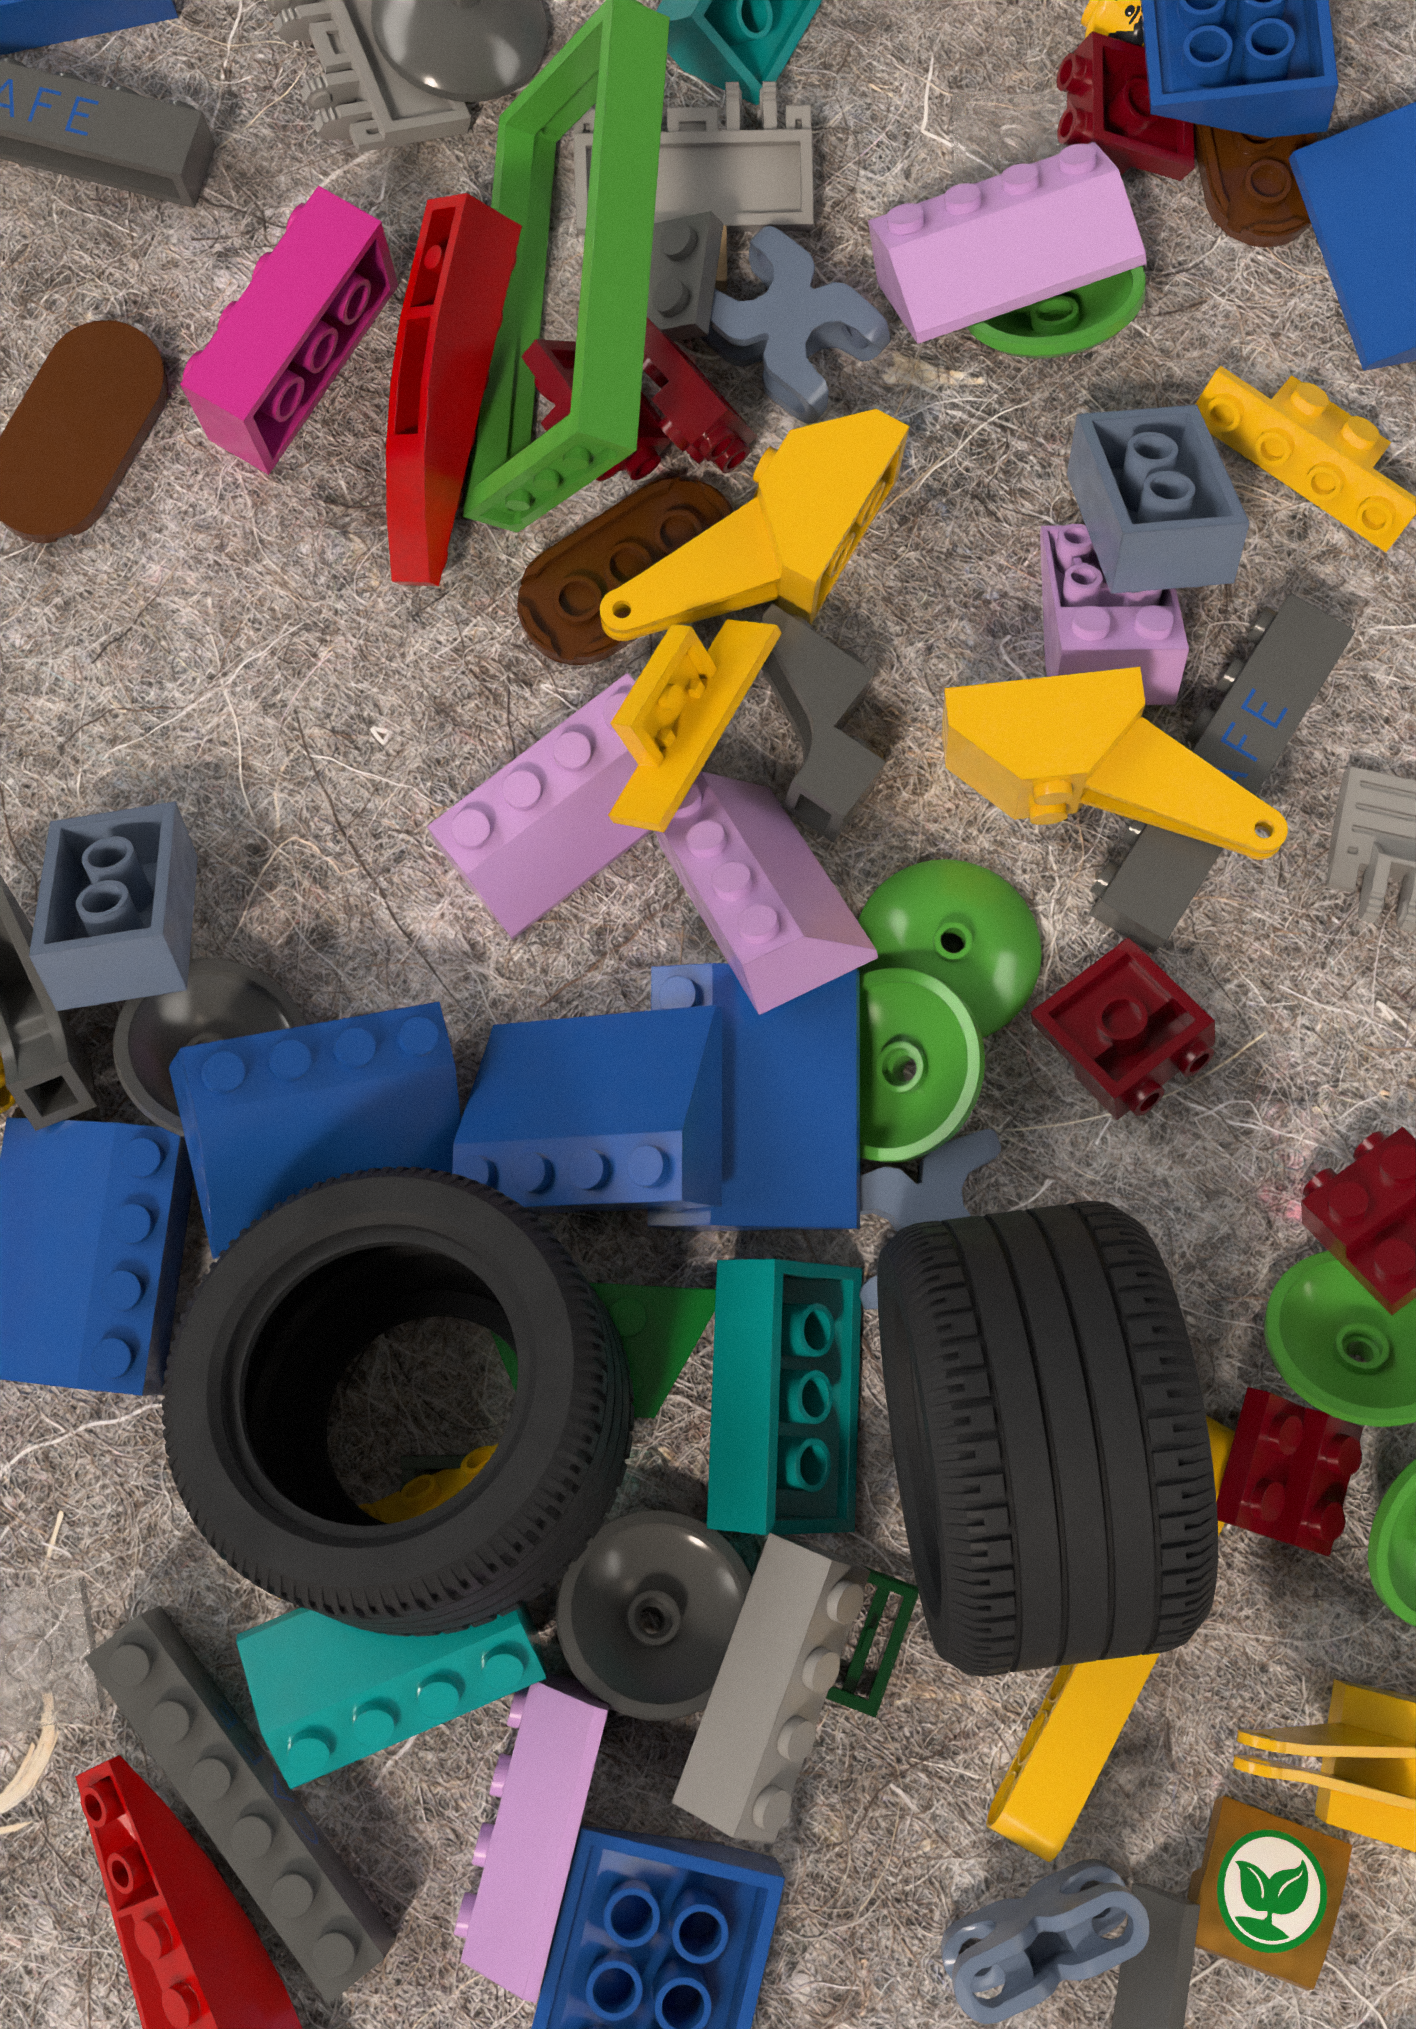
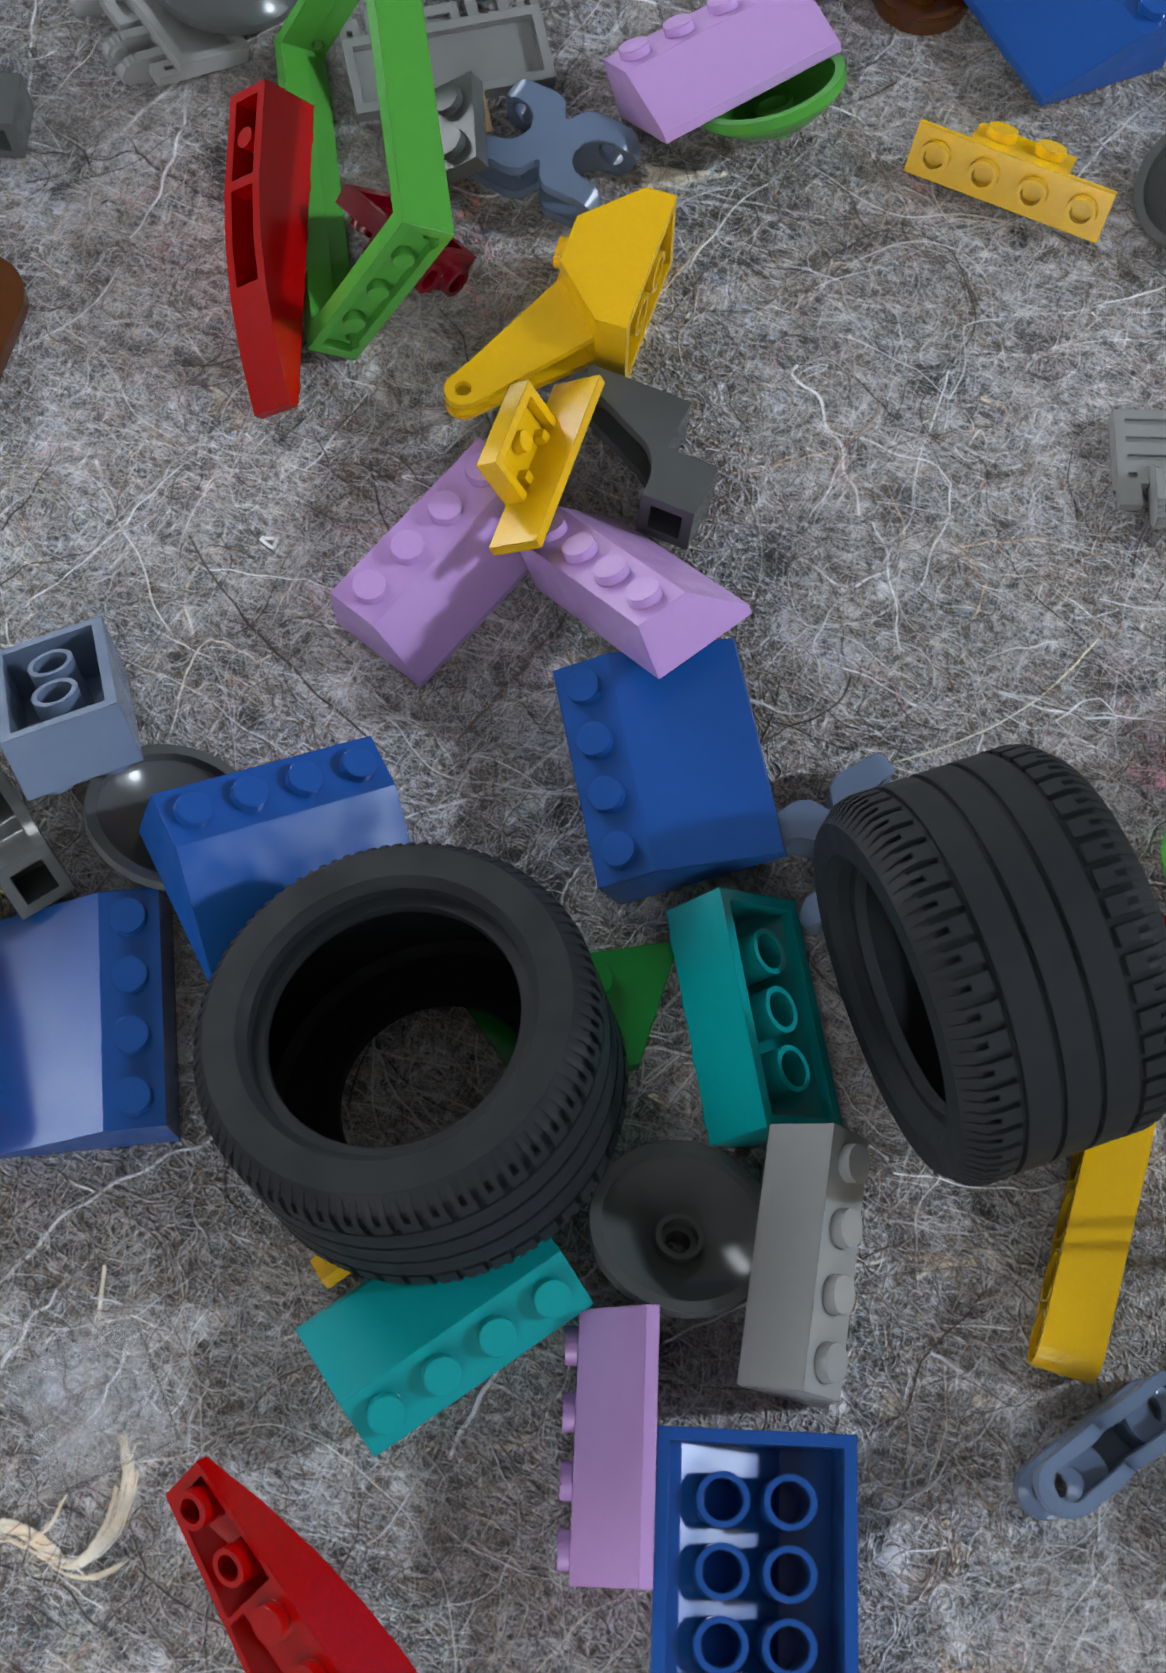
camera: 10 degrees left, 10 degrees down
(243, 1802) = (329, 1486): dark grey brick -> none
(291, 329) = (130, 226): dark pink brick -> none
(569, 580) = (408, 391): reddish brown tile -> none
(599, 1112) = (545, 791): blue slope -> none
(694, 410) = (493, 224): dark red plate -> none
(909, 1594) = (871, 1276): dark green tile -> none
(922, 1020) = (810, 677): bright green dish -> none
(991, 918) = (806, 653): bright green dish -> none
(1082, 740) = (876, 418): yellow slope -> none
(1102, 630) = (880, 330): lavender slope -> none
(1126, 1030) = (979, 652): dark red plate -> none
(1156, 499) = (896, 223): sand blue brick -> none
(1240, 739) = (1004, 436): dark grey brick -> none

